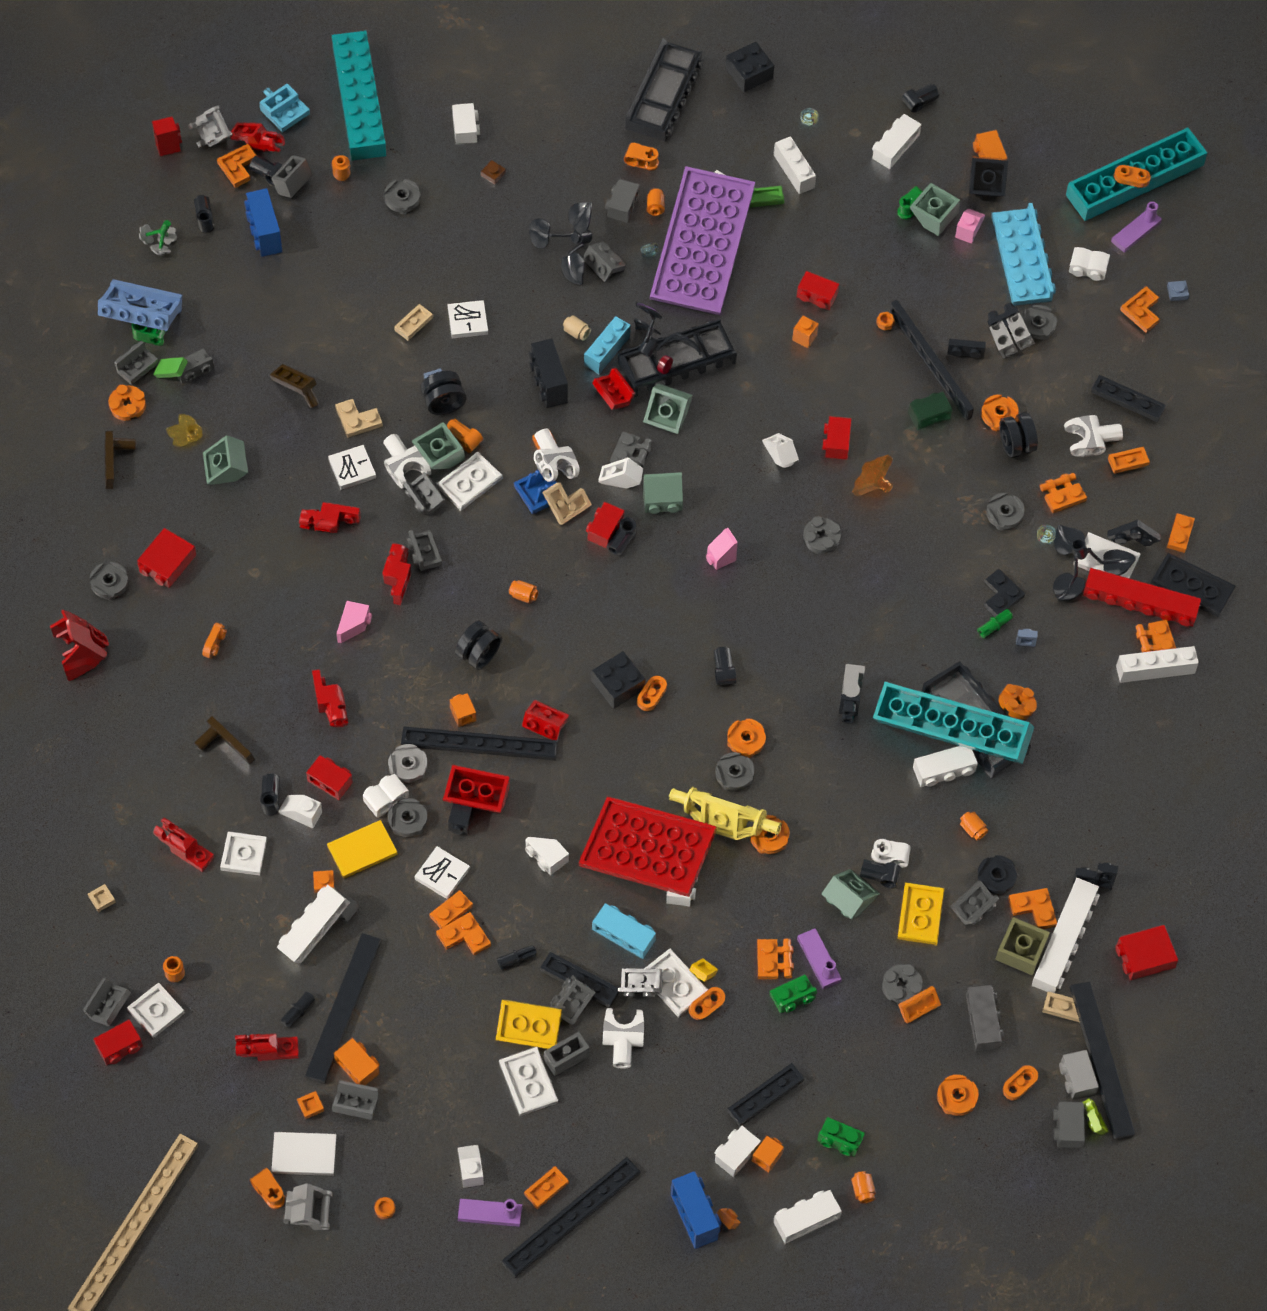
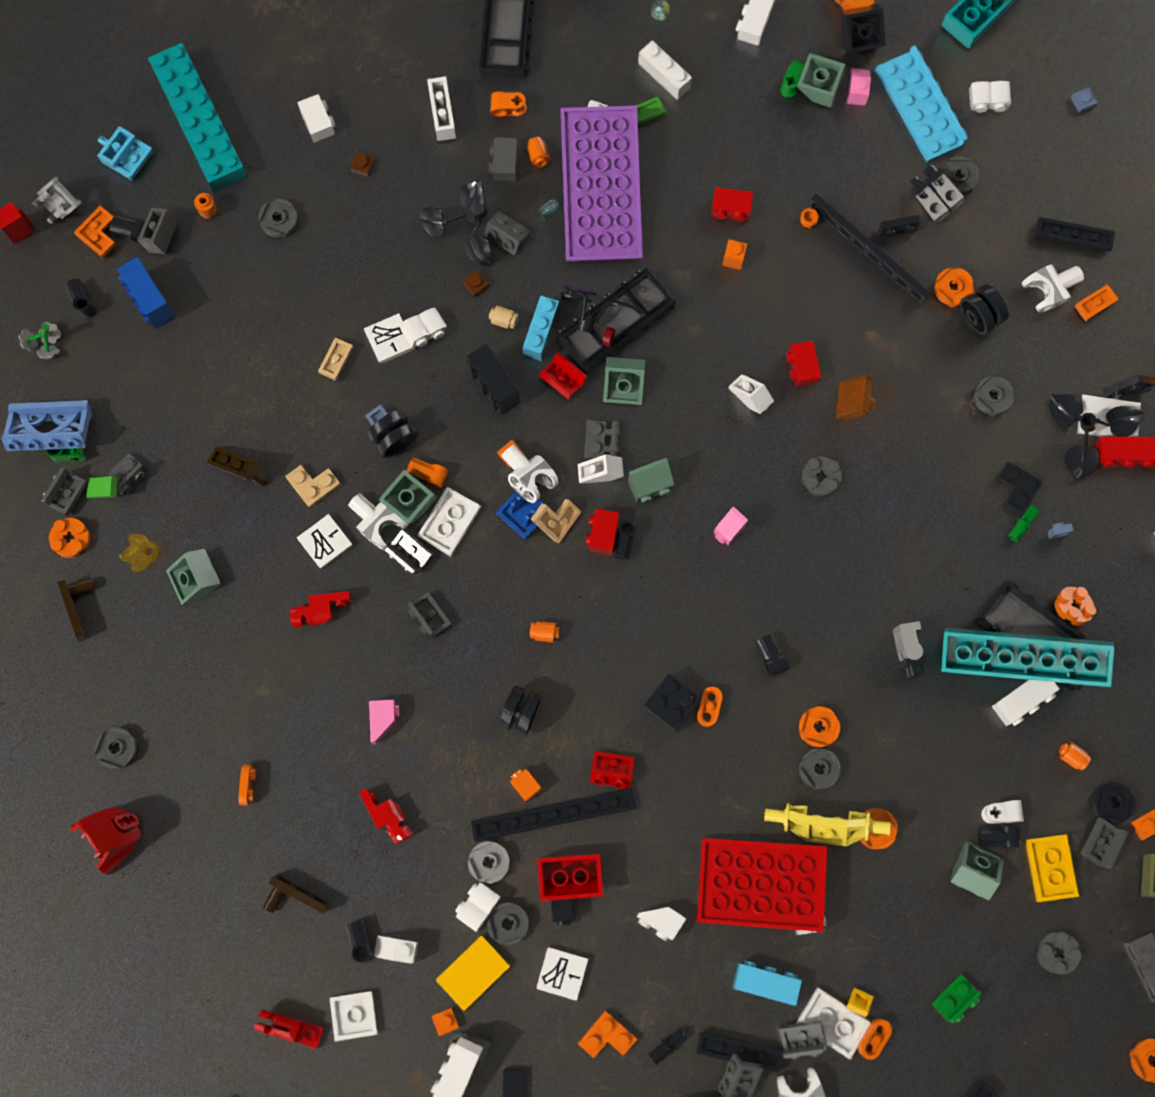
camera: 15 degrees left, 15 degrees up
(166, 558) = (166, 706): red brick -> none
(257, 136) = (107, 195): red plate -> none
(329, 777) = (414, 904): red brick -> none
(397, 572) = (409, 650): red plate -> none
(451, 909) = (584, 1013): orange plate -> none
(501, 316) = (423, 327): none -> white brick
(561, 295) = (475, 283): none -> reddish brown plate
(579, 144) = (441, 108): none -> white brick
(768, 958) = (918, 967): orange plate -> none
(819, 958) = (968, 950): medium lavender piece -> none
(919, 1004) = (1084, 972): orange plate -> none
(929, 410) = (885, 305): clear green brick -> none
(1046, 534) = (1040, 408): clear light blue tile -> none
(1063, 498) = (1047, 361): orange plate -> none
(1138, 228) = (1024, 42): medium lavender piece -> none
(1138, 309) = (1053, 134): orange plate -> none

